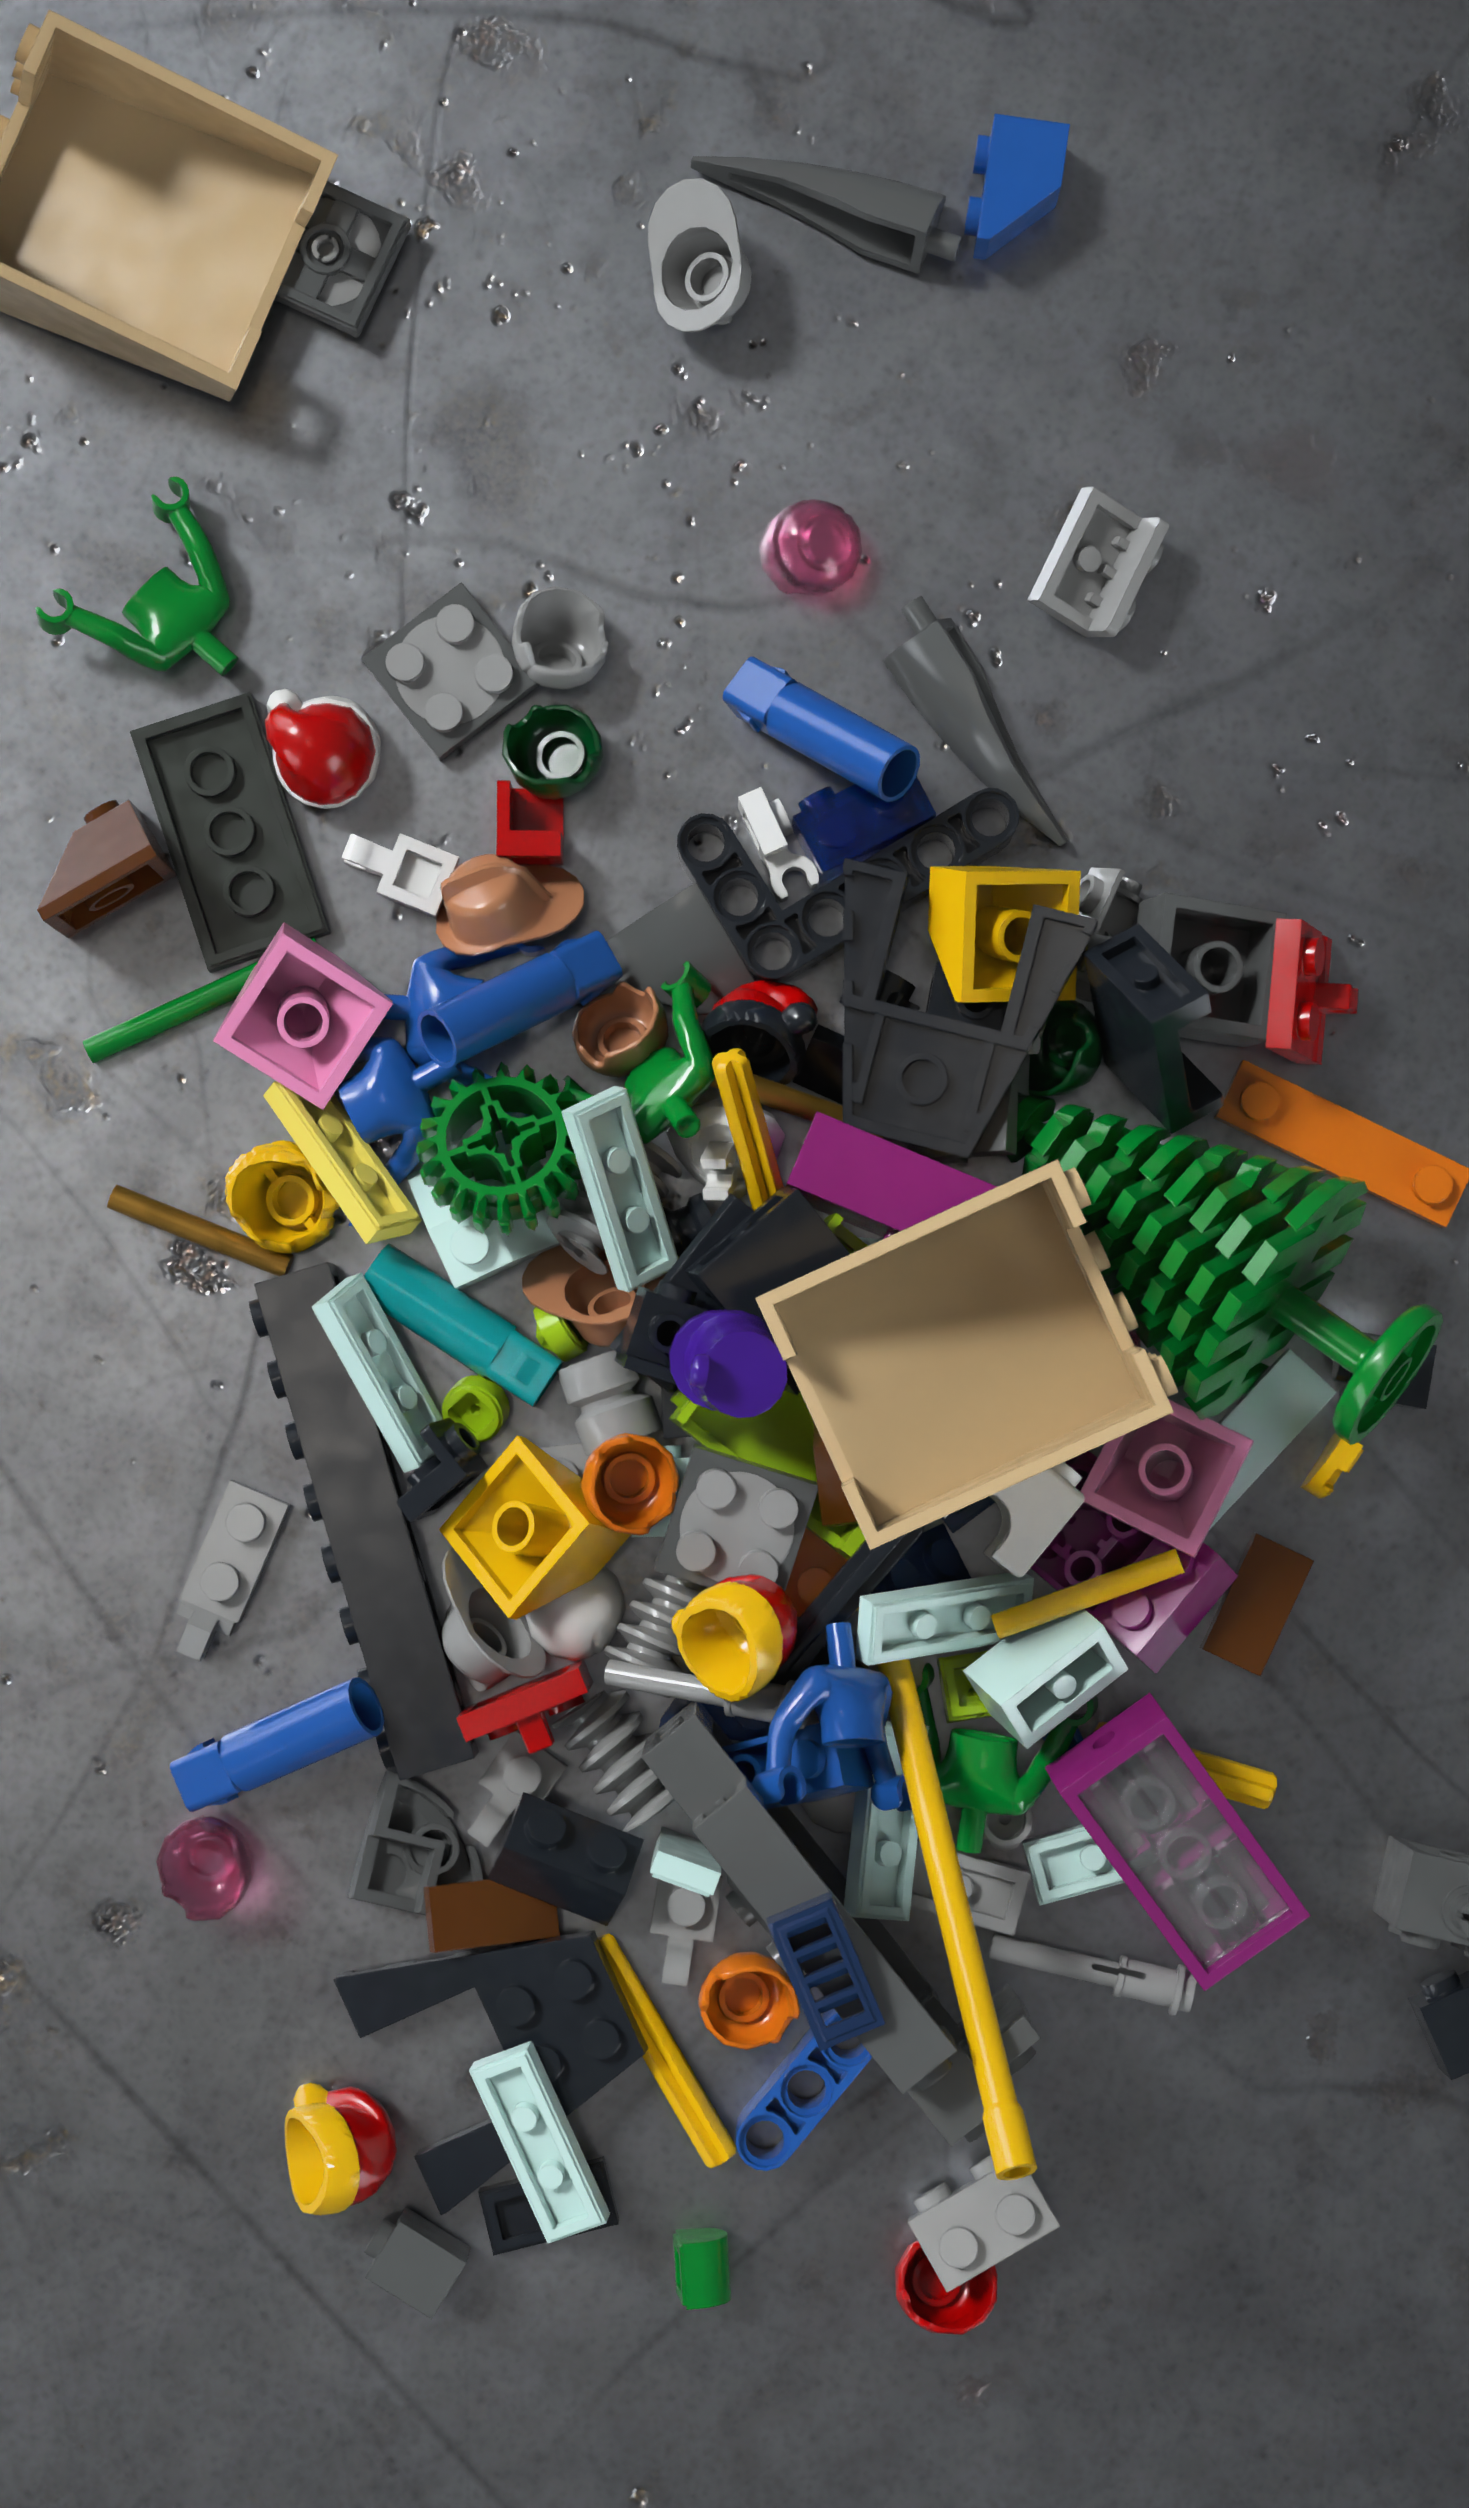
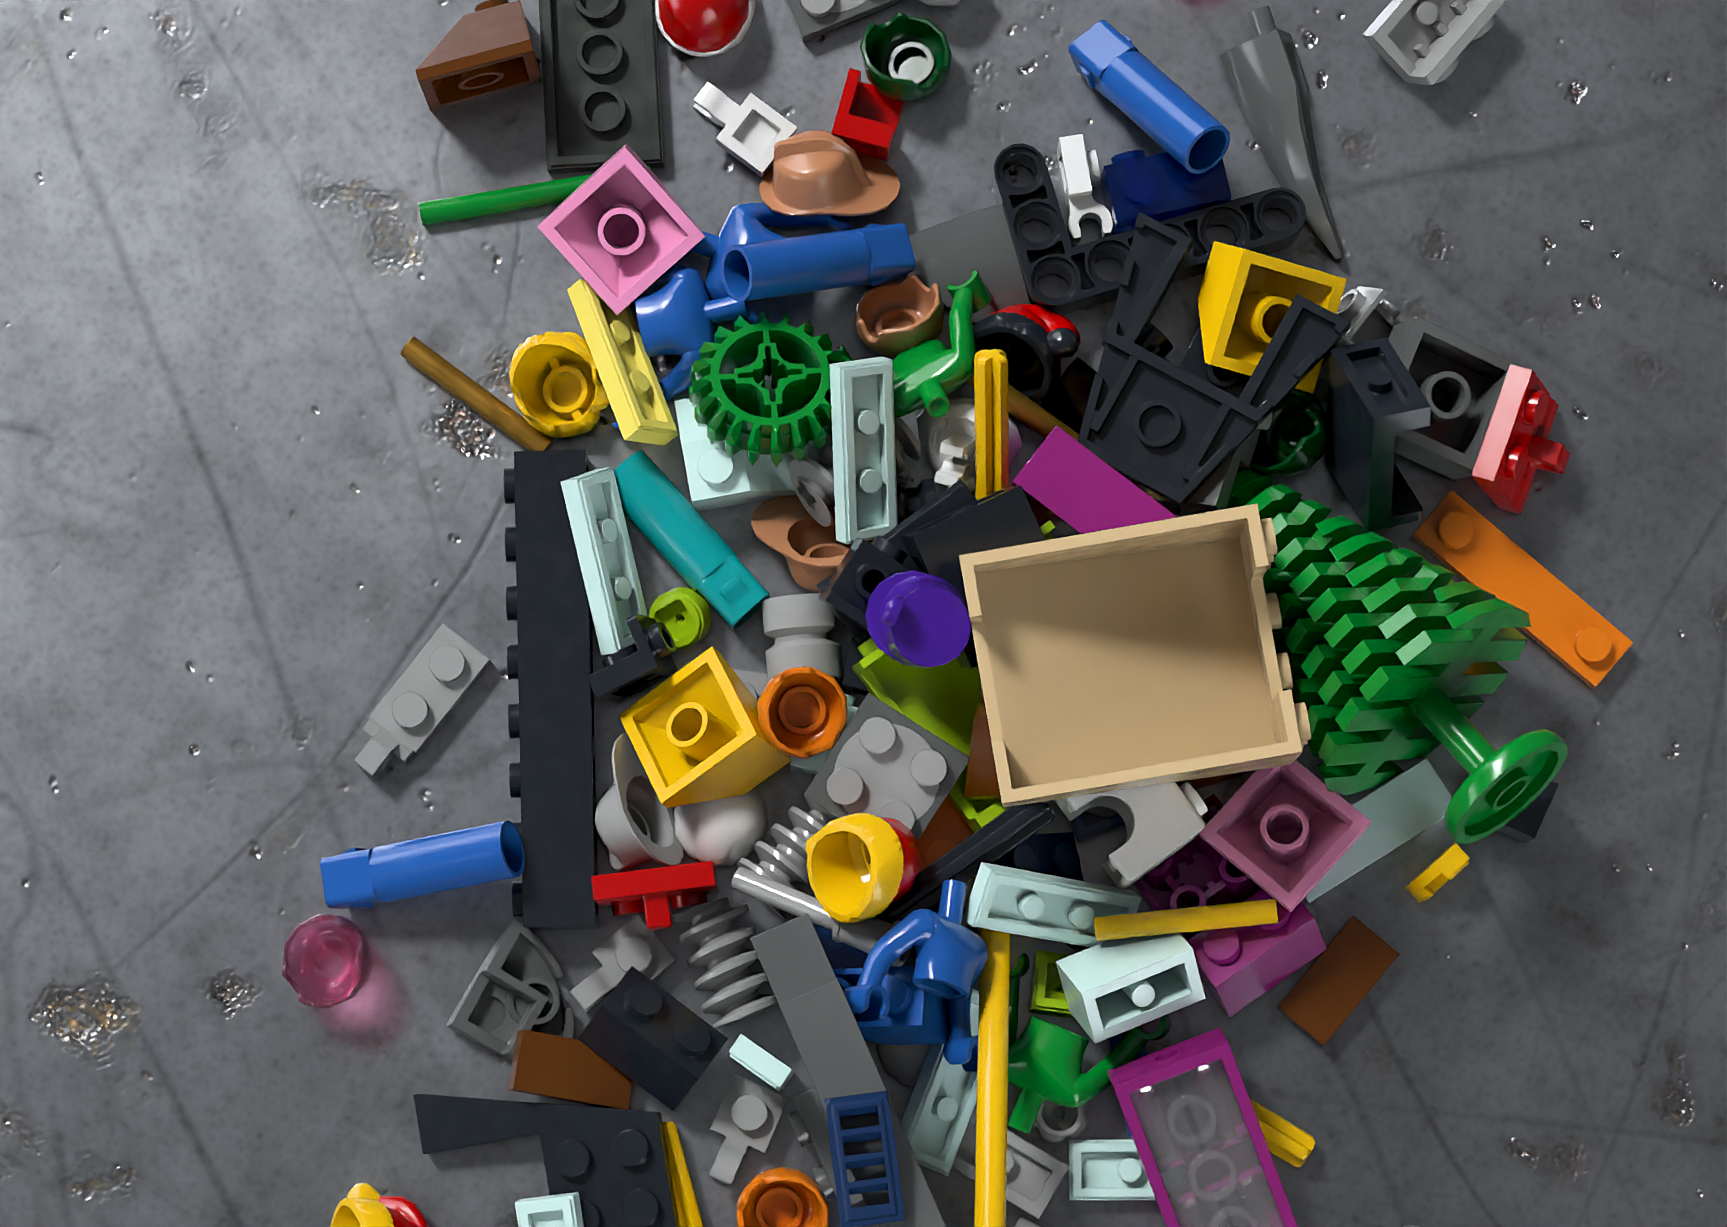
camera: 15 degrees right, 5 degrees down
(558, 1335) = (772, 570): lime tile -> none

